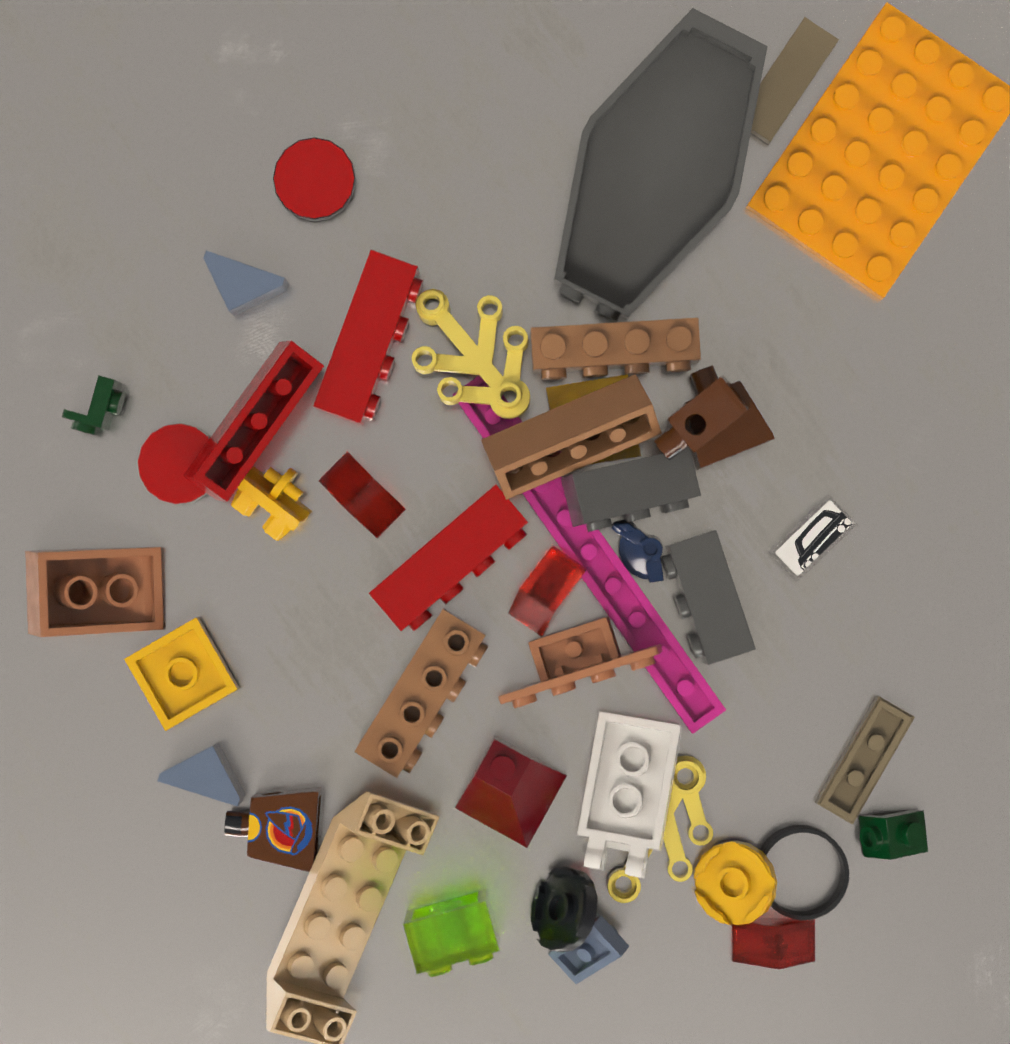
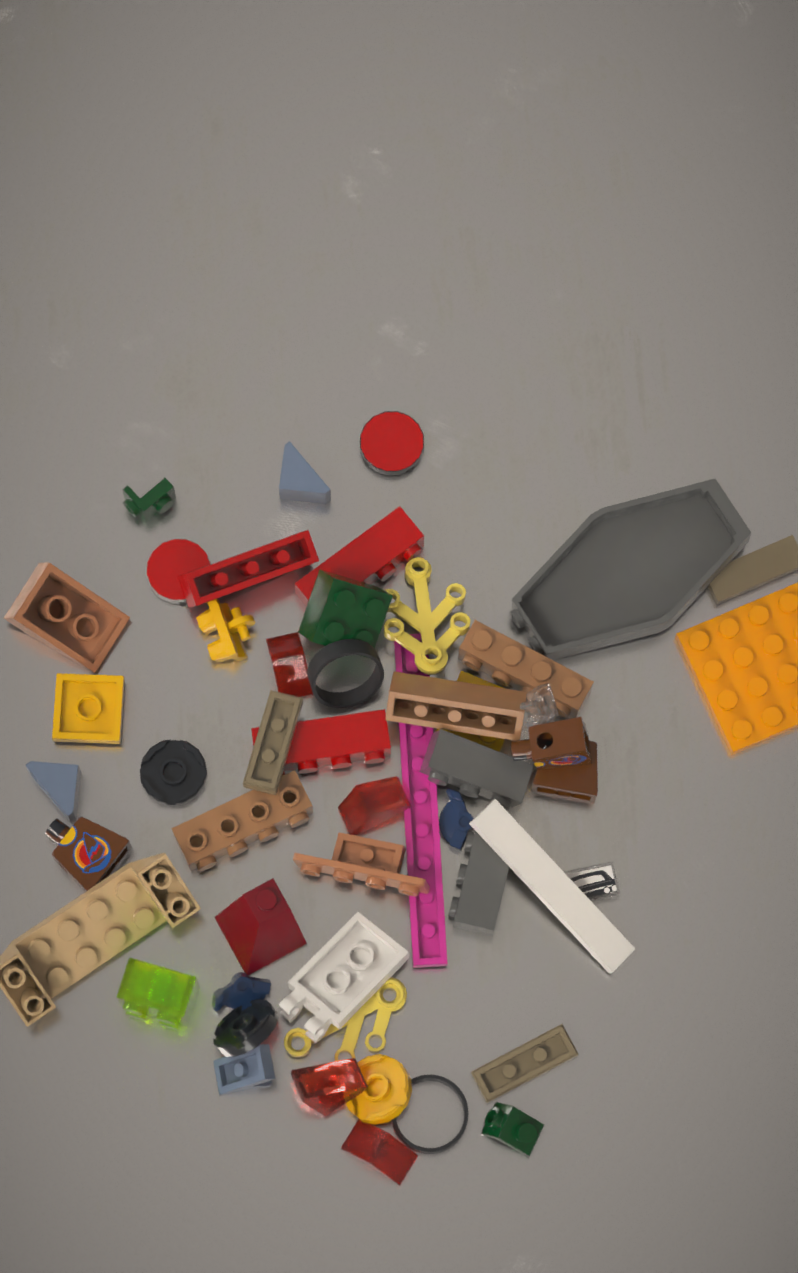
camera: 30 degrees right, 15 degrees down
(314, 684) = (173, 772): none -> black tile
(389, 408) = (344, 610): none -> dark green brick
(402, 595) = (273, 742): none -> dark tan tile
(413, 455) = (337, 650): none -> black tyre
(532, 868) = (241, 992): none -> dark blue piece
(661, 384) = (540, 706): none -> clear plate
(685, 912) = (329, 1084): none -> clear red slope
(784, 563) = (552, 886): none -> white tile

